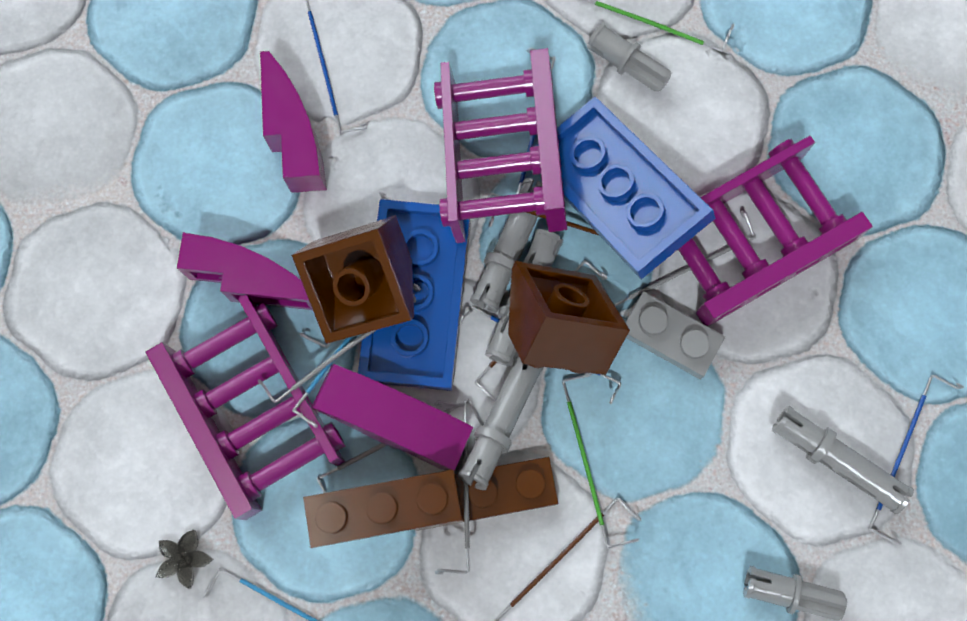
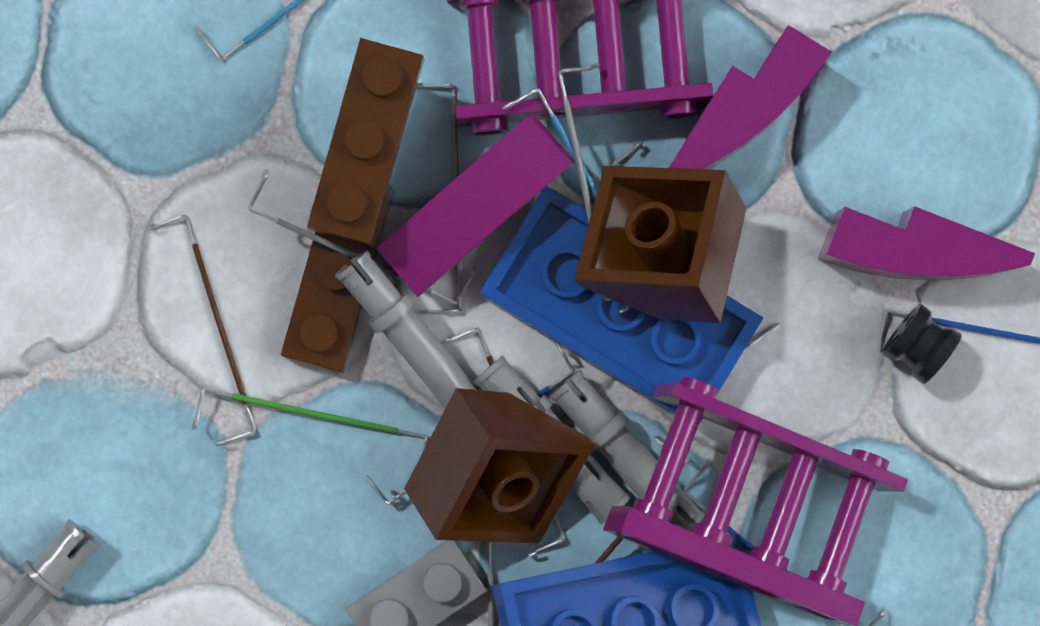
camera: 115 degrees right, 10 degrees up
(350, 98) = (921, 344): none -> black wheel

